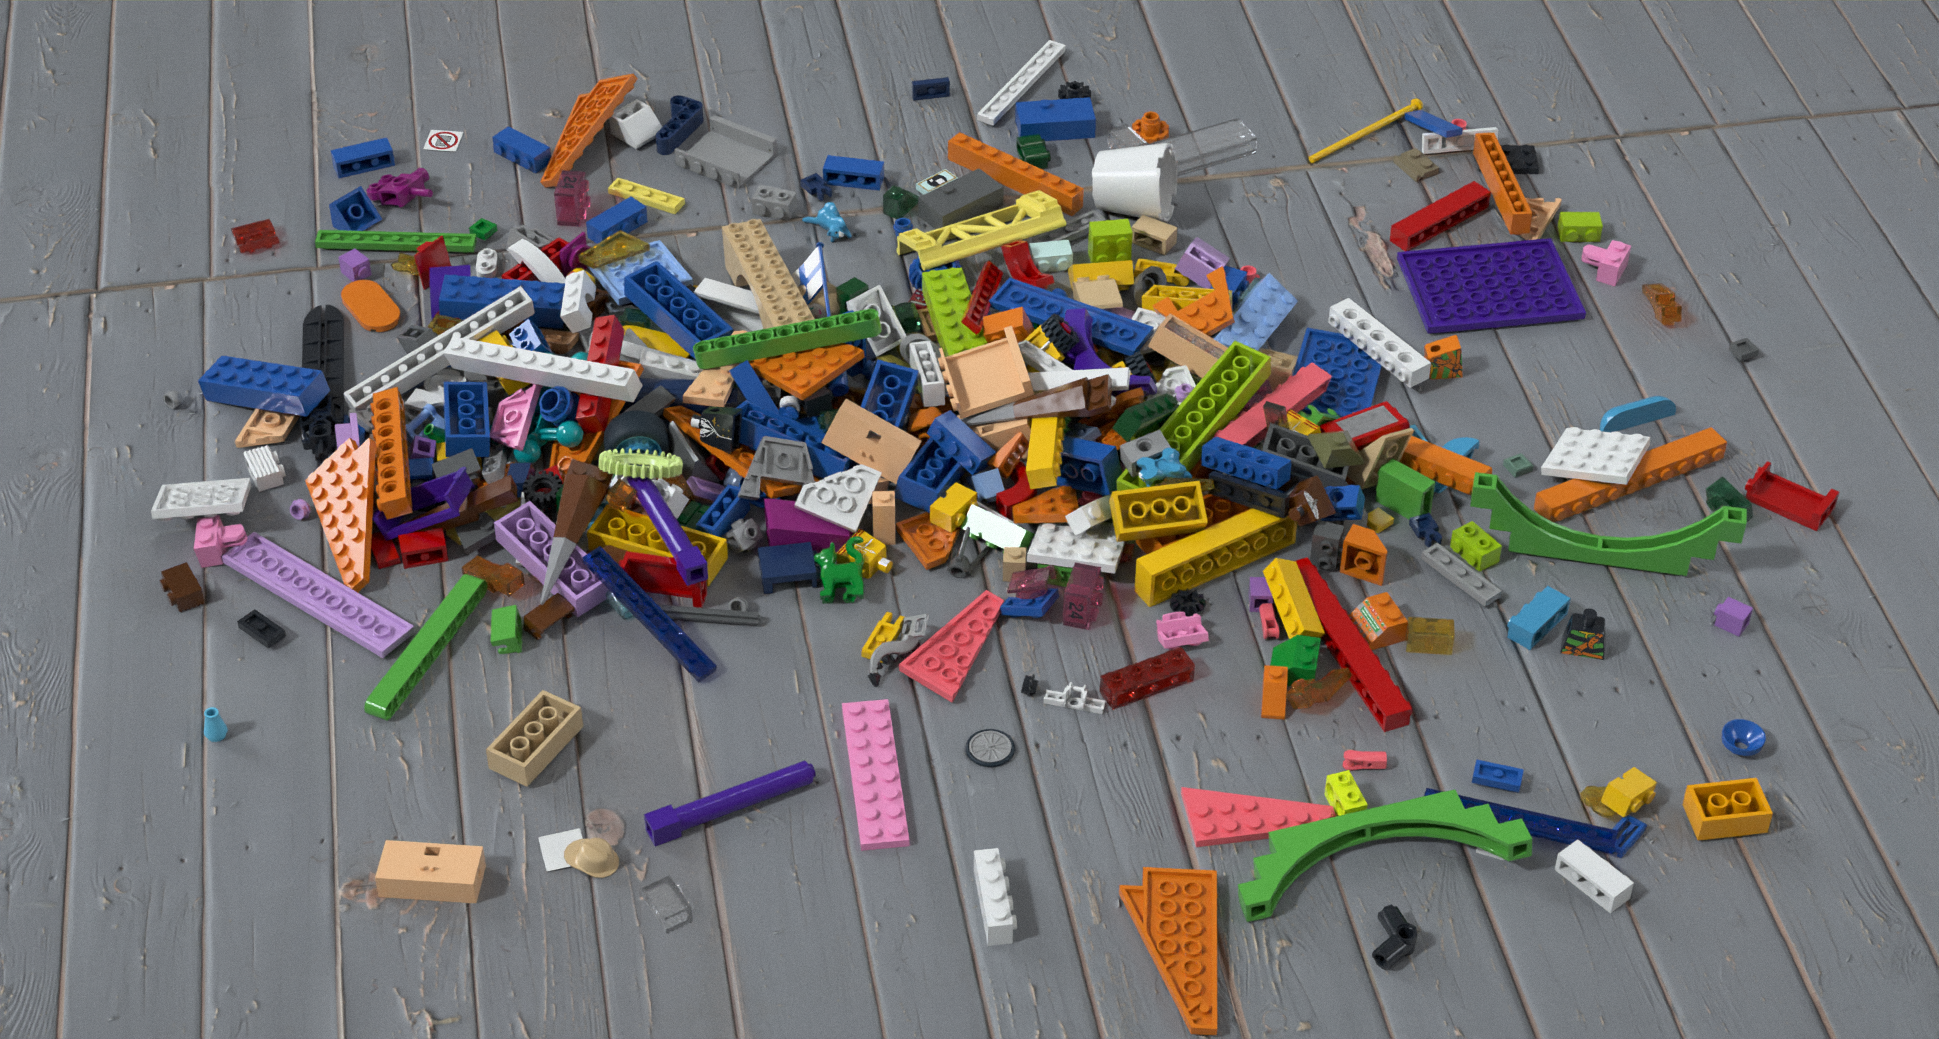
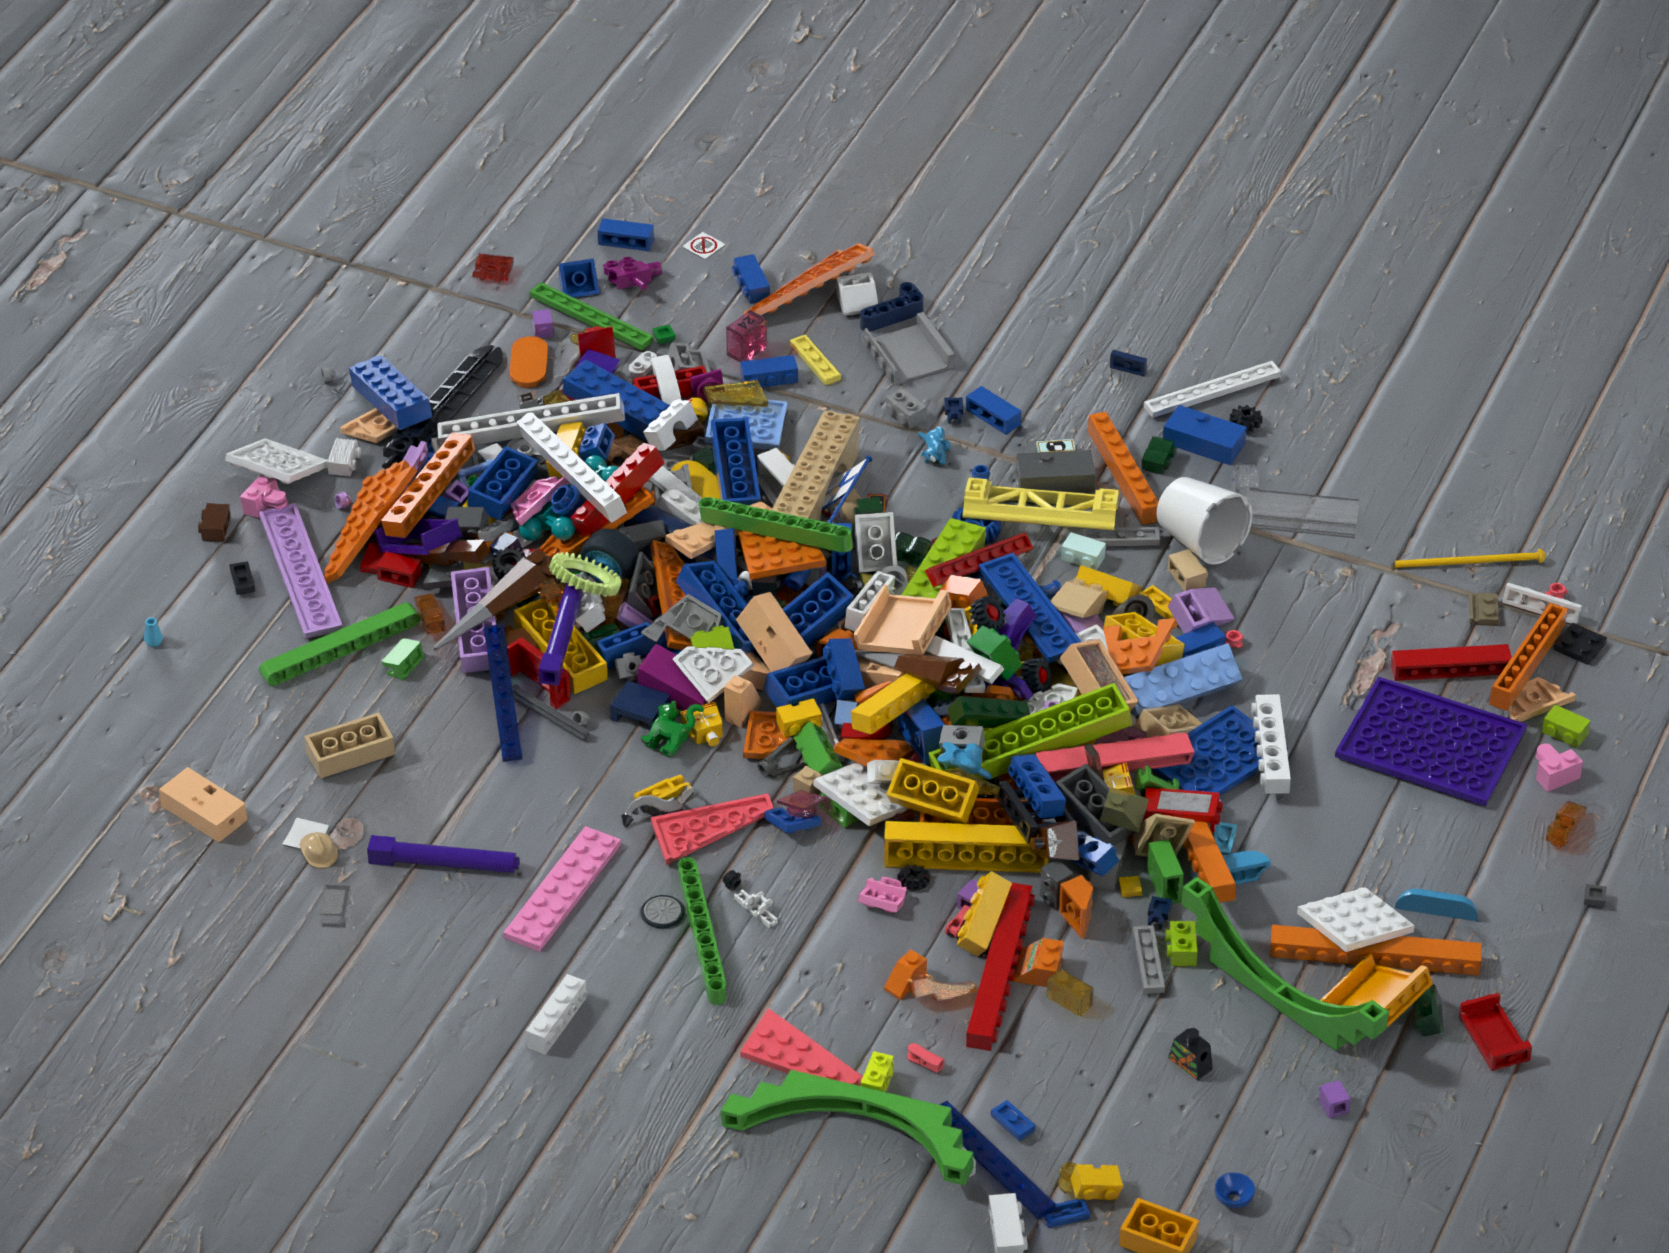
camera: 35 degrees right, 0 degrees up
(546, 615) = (439, 659): reddish brown hinge -> none
(720, 427) = (671, 574): black torso -> none
(820, 467) = (718, 638): none -> lime brick
(898, 202) = (1005, 450): clear green slope -> none
(1022, 266) = (1048, 550): red arch -> none
(1051, 746) = (702, 931): none -> bright green beam
(1083, 596) = (829, 831): clear pink brick -> none
(1101, 355) = (996, 648): none -> green brick
(1110, 241) = (1136, 561): lime brick -> none
(1147, 678) = (822, 917): clear red brick -> none
(1151, 127) = (1278, 477): orange plant -> none
(1179, 928) = (662, 1106): orange wing -> none
(1300, 657) = (950, 961): green slope -> none
(1401, 937) = (813, 1196): black piece -> none
(1433, 123) = (1529, 578): blue tile -> none
(1444, 358) = (1315, 782): torso -> none
(1518, 465) = (1293, 898): sand green tile -> none
(1538, 617) = (1172, 1020): dark azure brick -> none
(1677, 502) = (1386, 986): none -> light orange panel

